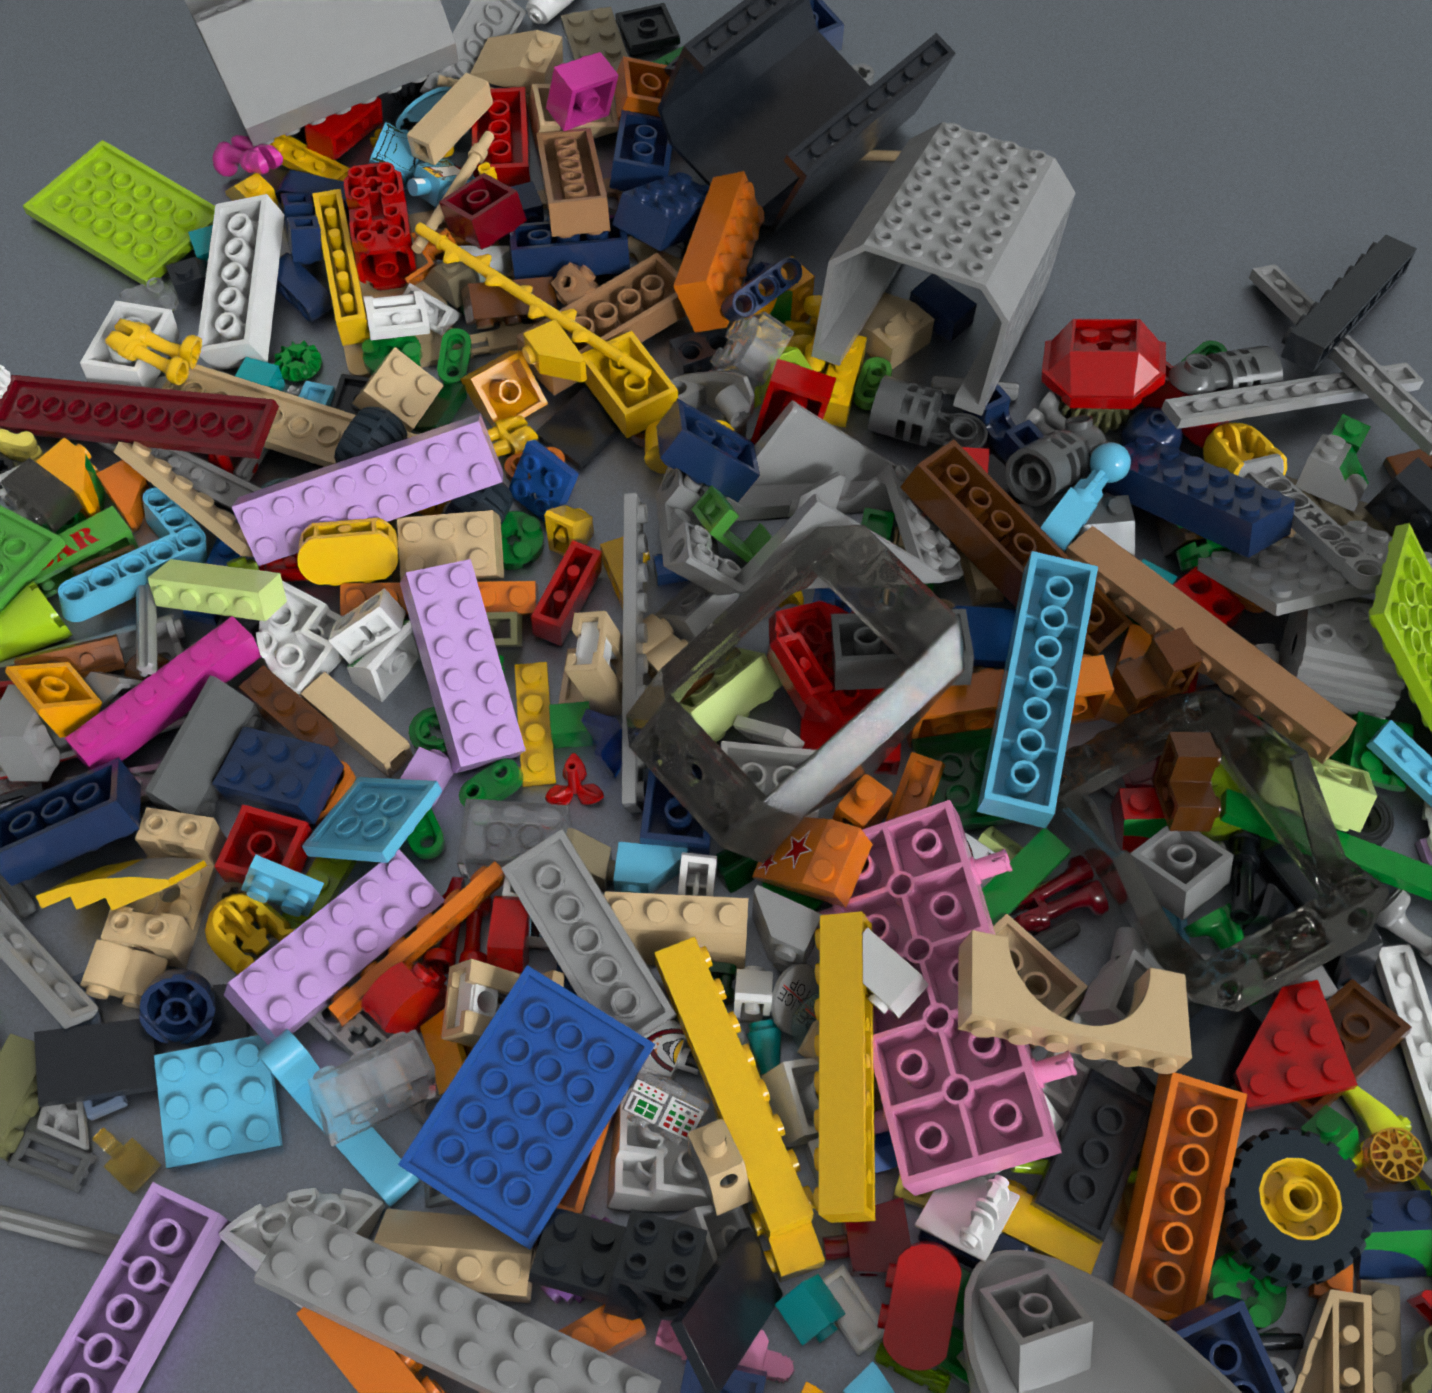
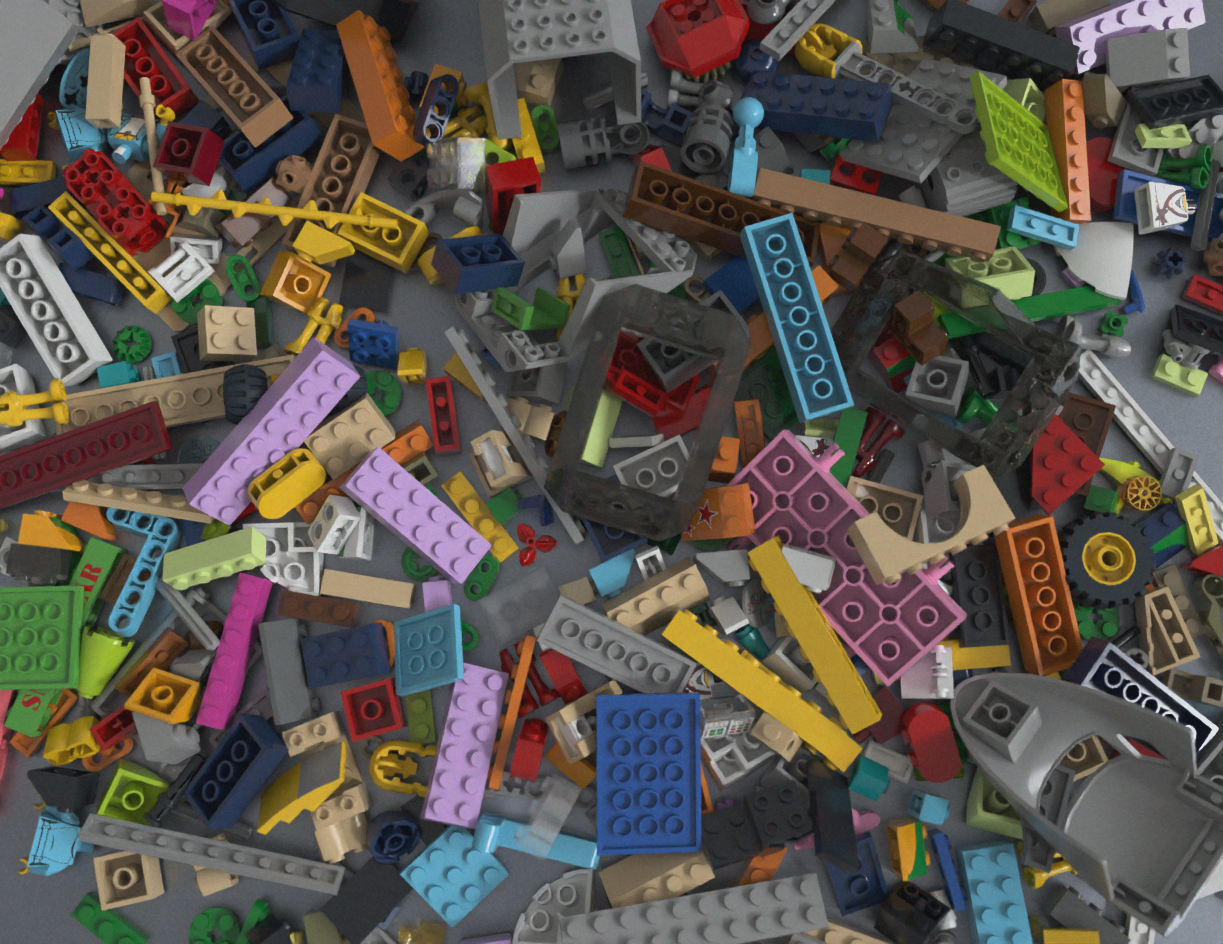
camera: 30 degrees left, 20 degrees up
(281, 886) = (398, 735): medium azure plate -> none

